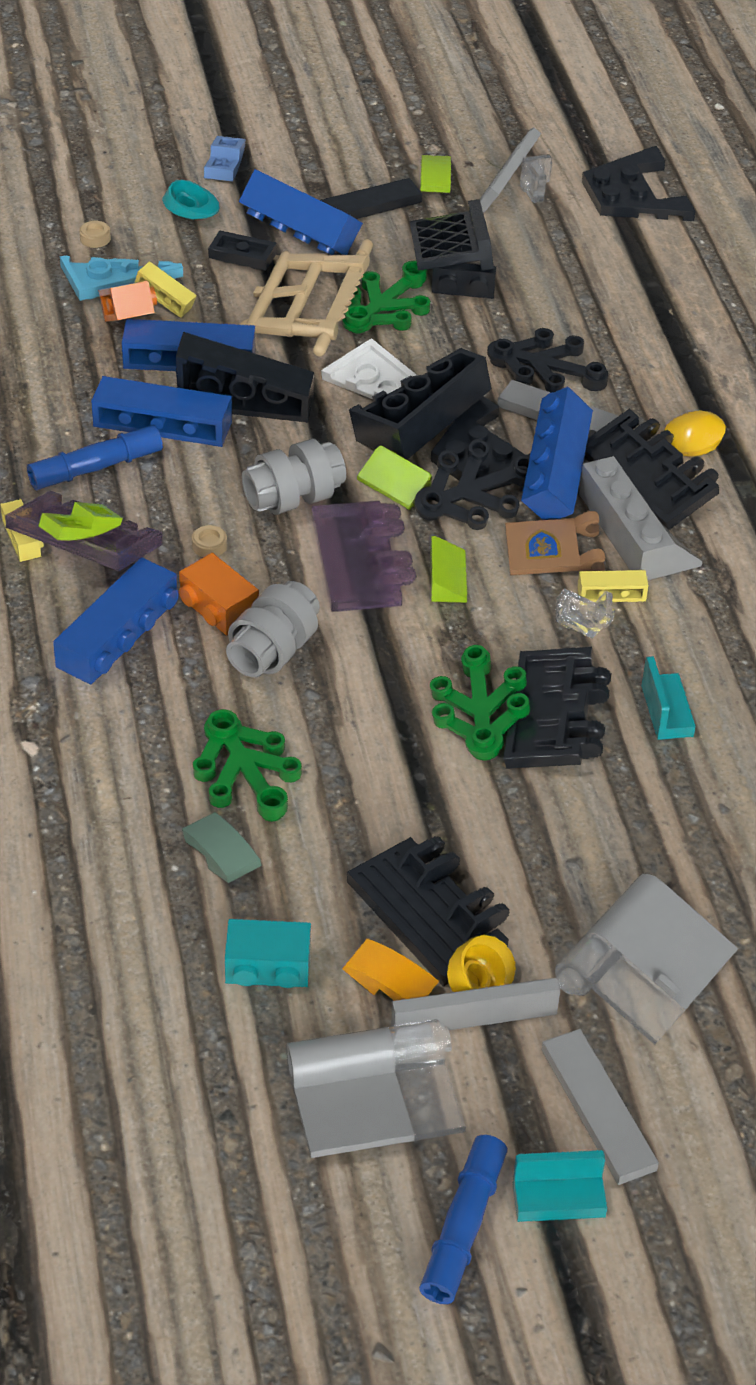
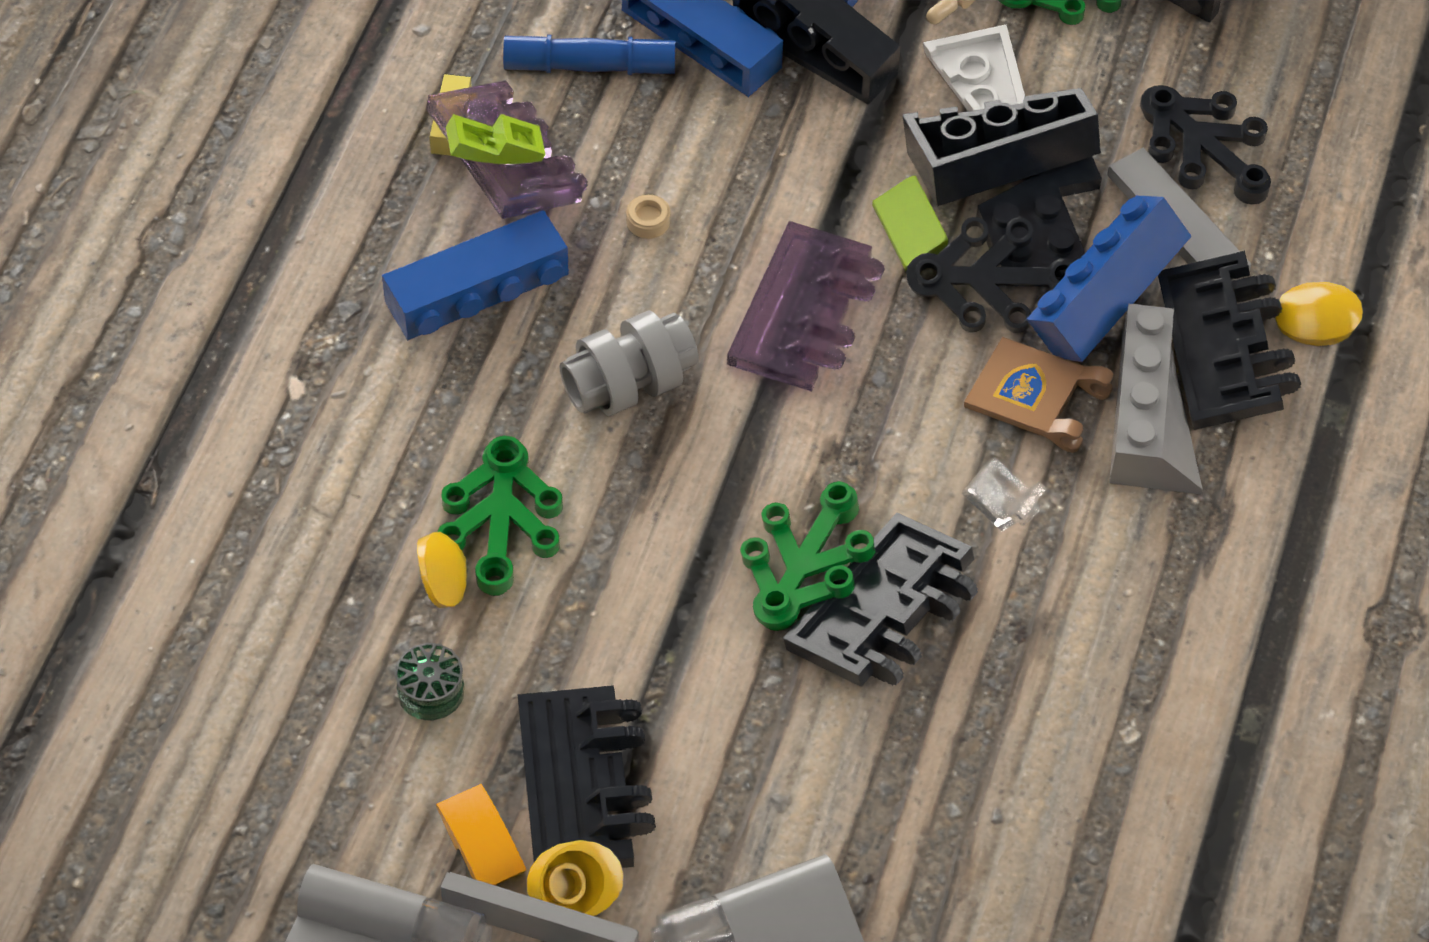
camera: 30 degrees right, 10 degrees up
(216, 591) = (604, 284): orange brick -> none
(223, 847) = (405, 604): sand green slope -> none
(236, 810) = (442, 569): none -> yellow hat
(267, 953) = (368, 751): teal brick -> none
(277, 893) = (418, 675): none -> clear green wheel
(279, 480) = (803, 176): light grey piece -> none
(447, 572) = (887, 371): lime slope -> none
(624, 585) = (1067, 475): light yellow piece -> none
(666, 703) = (1021, 655): teal panel -> none

